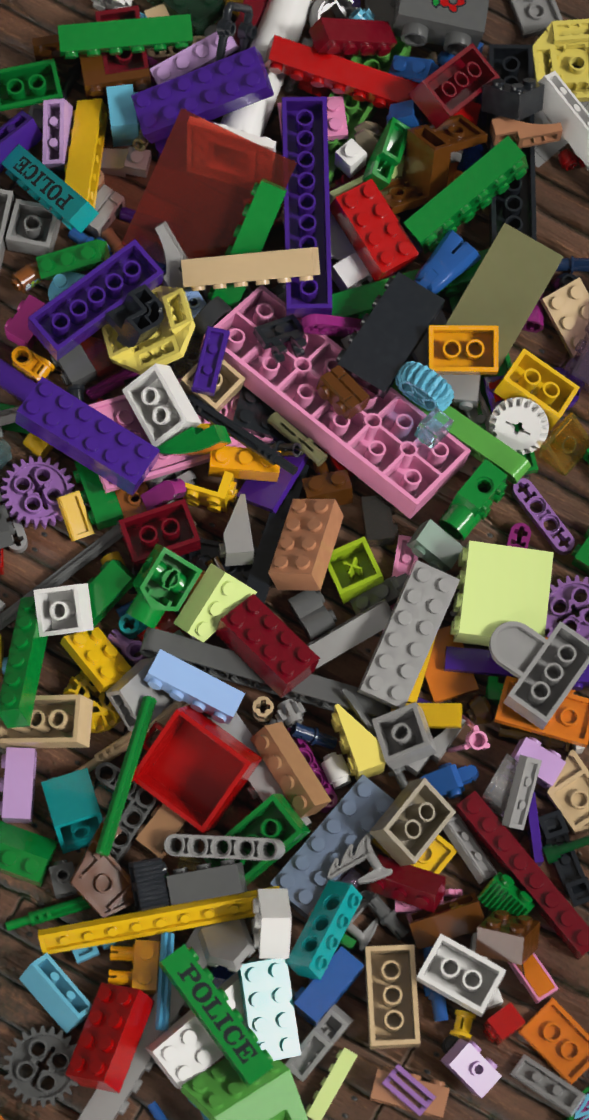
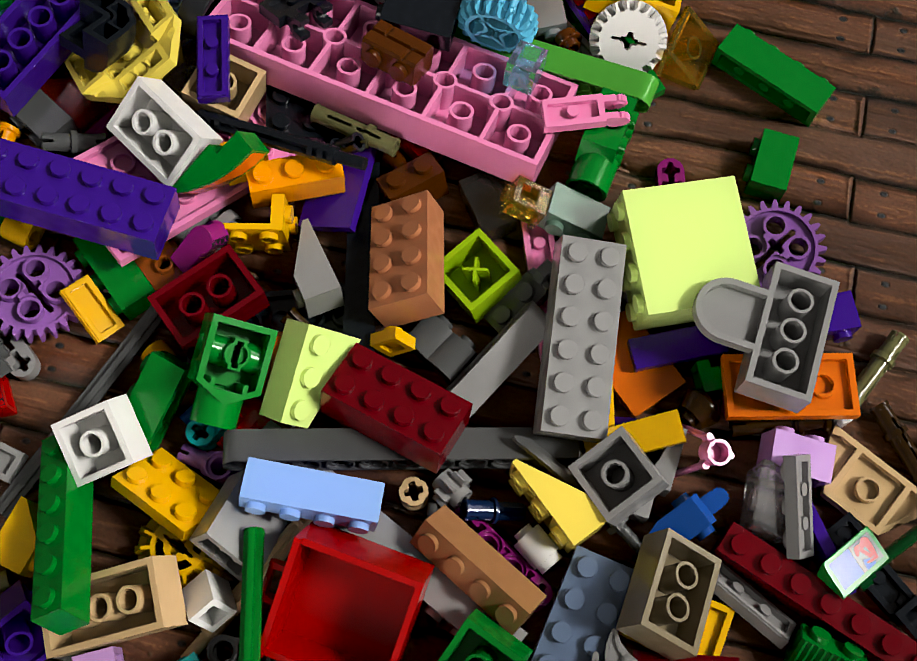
camera: 15 degrees left, 0 degrees up
(92, 388) = (70, 142): none -> dark grey pin
(106, 737) = (209, 601): none -> white brick
(279, 599) = (392, 341): none -> yellow plate
(403, 526) = (526, 201): none -> clear yellow brick
(462, 474) = (583, 112): none -> bright pink hinge
(475, 413) = (568, 39): none -> reddish brown plate
(545, 840) = (853, 563): none -> slope
(546, 514) = (692, 140): medium lavender beam -> none

